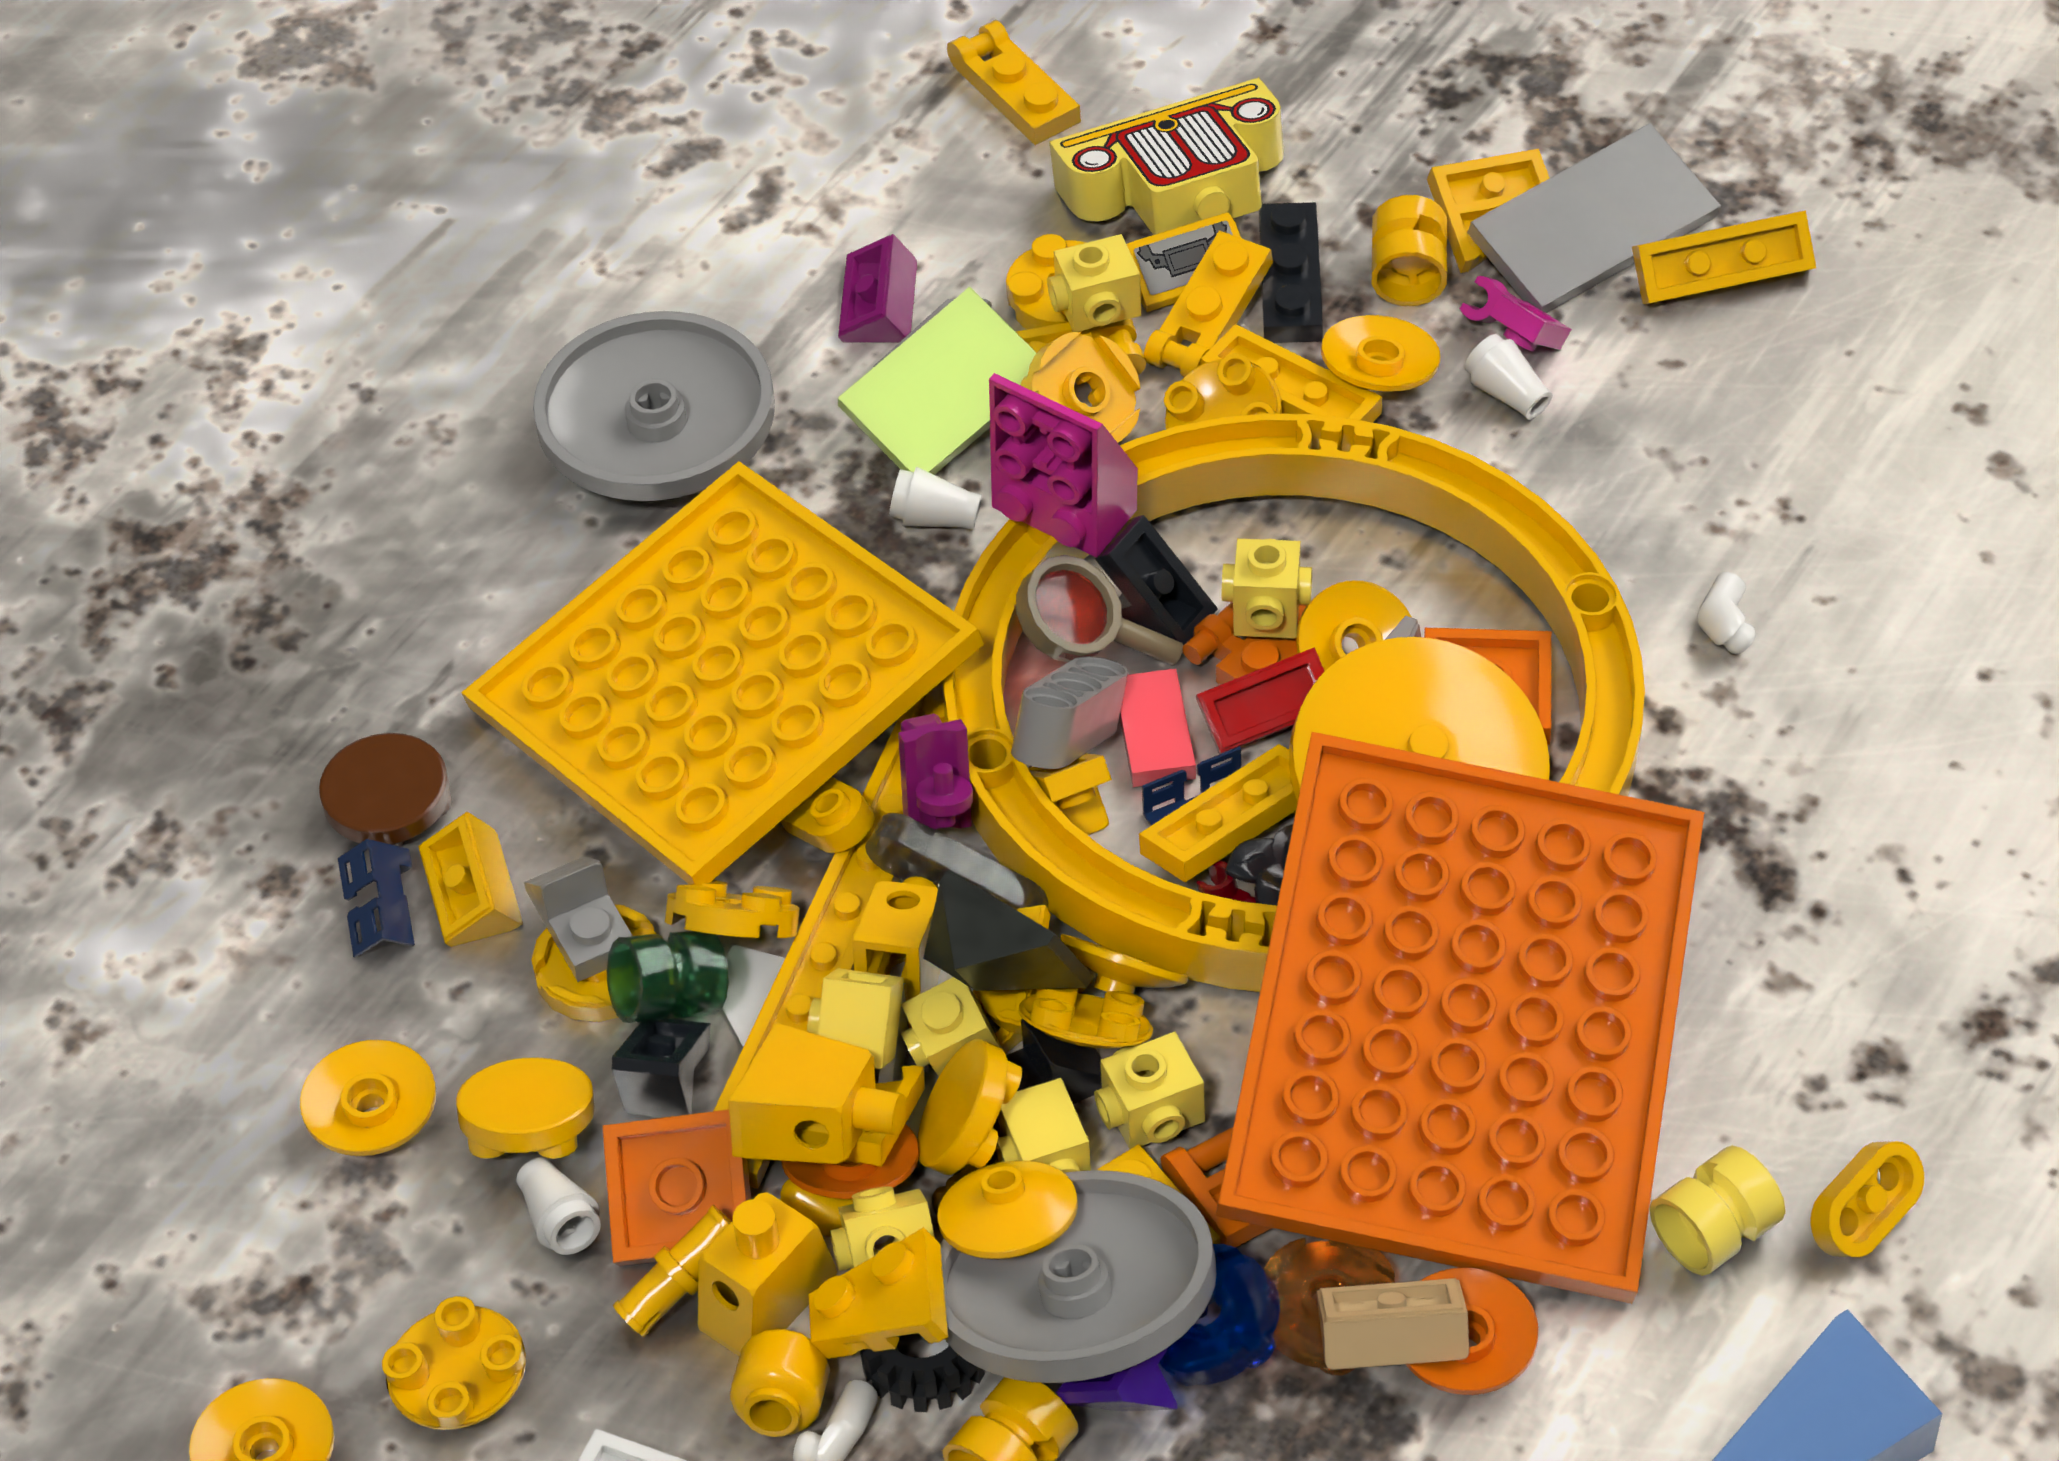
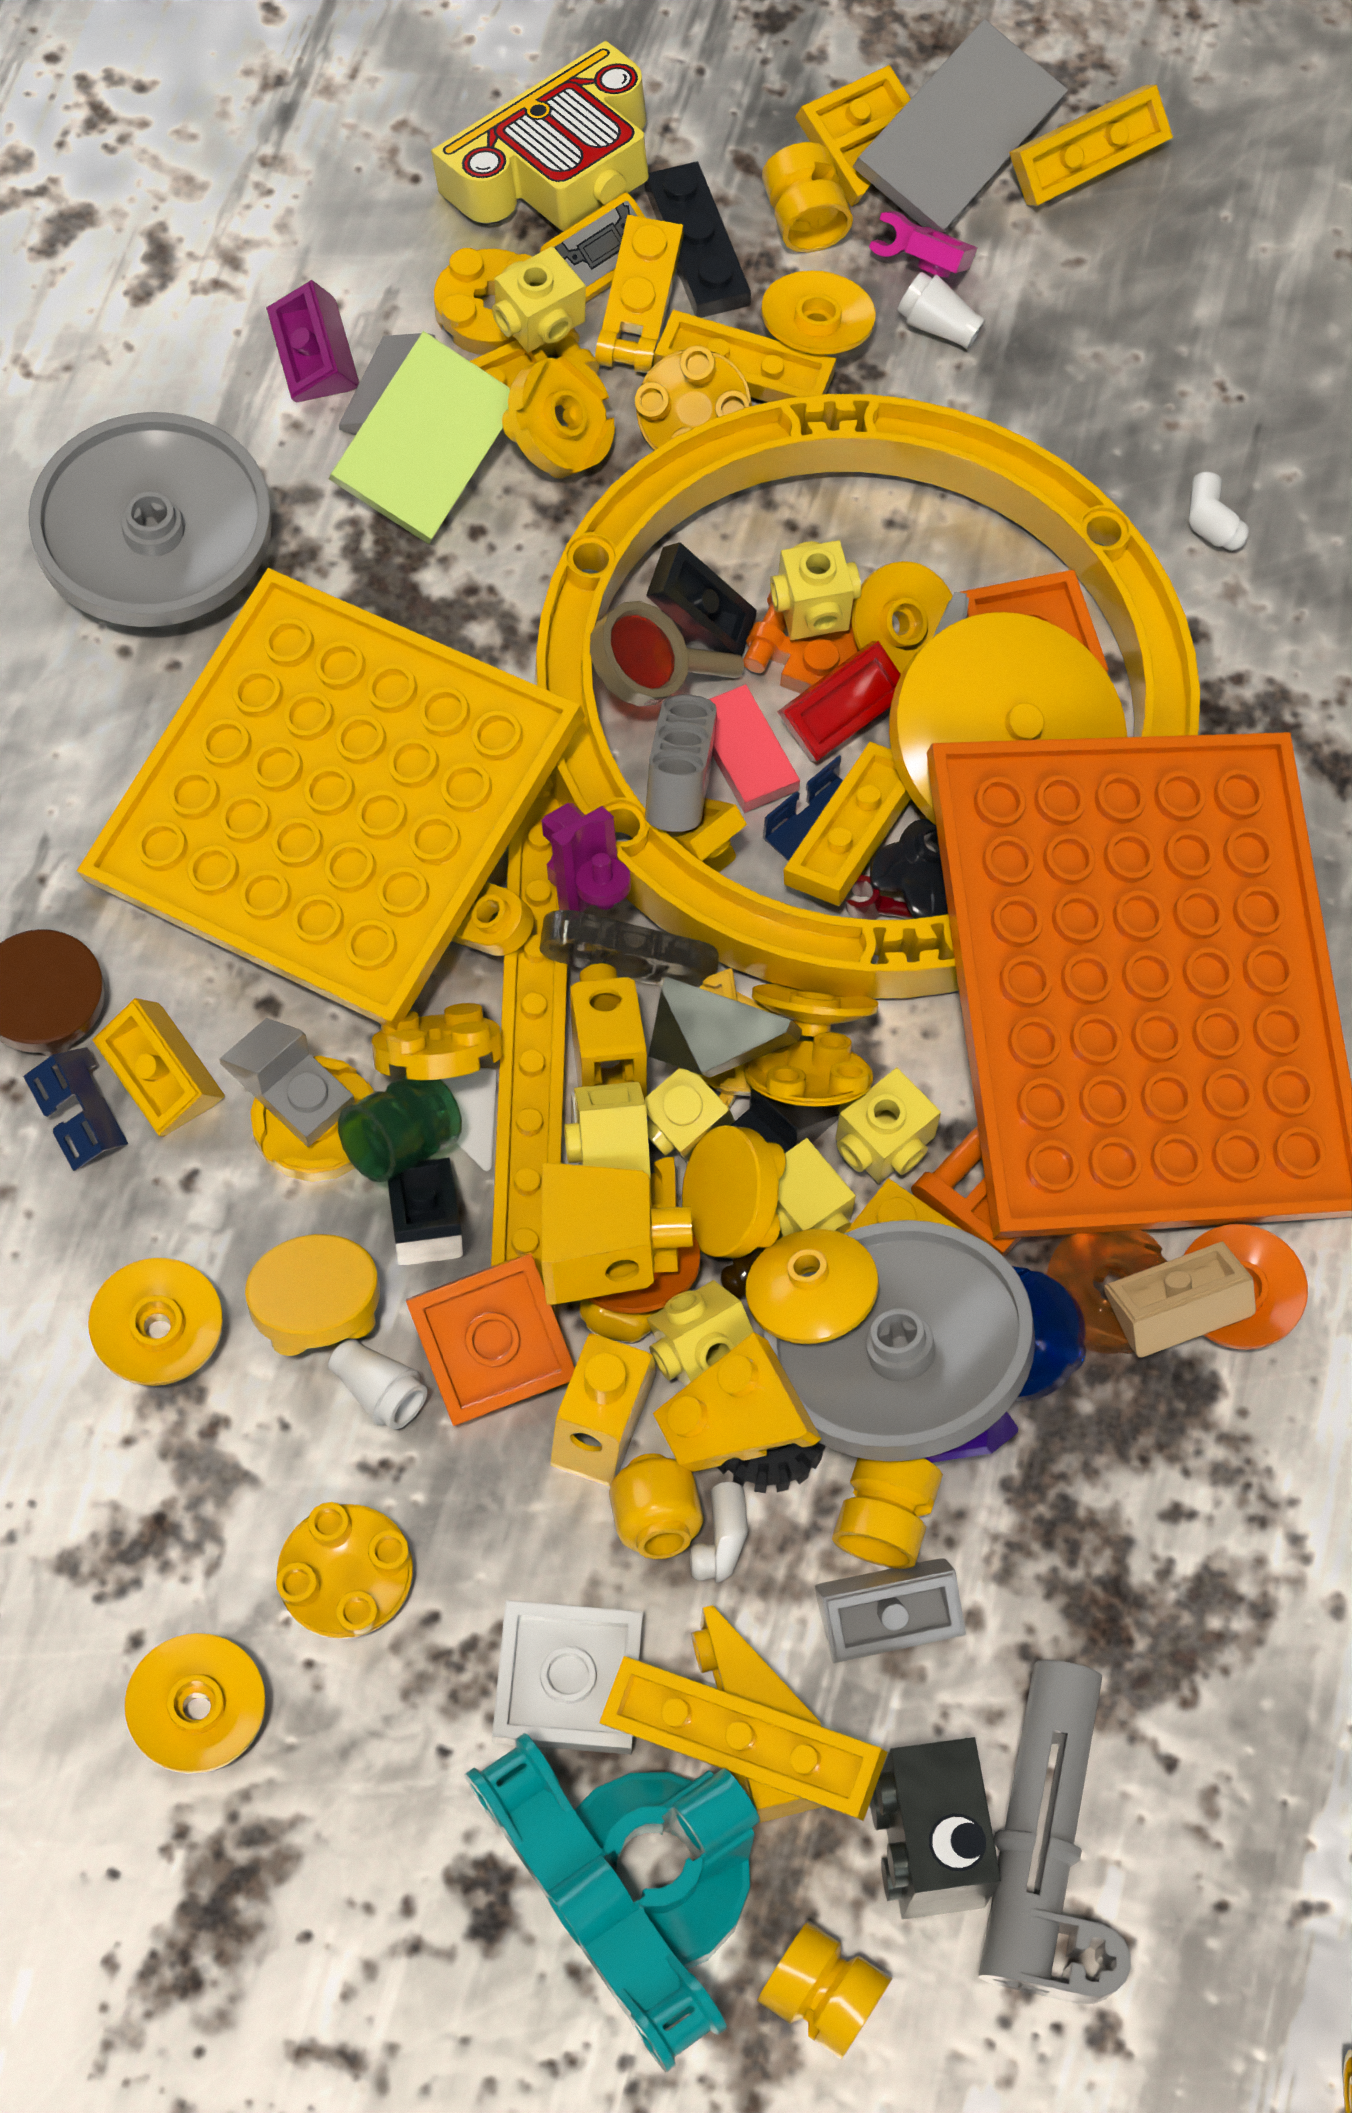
camera: 25 degrees left, 15 degrees up
(671, 1276) = (522, 1422): yellow pin -> none
(932, 501) = (454, 560): white cone -> none
(1014, 83) = (360, 86): yellow plate -> none
(1057, 469) = (599, 524): dark pink slope -> none

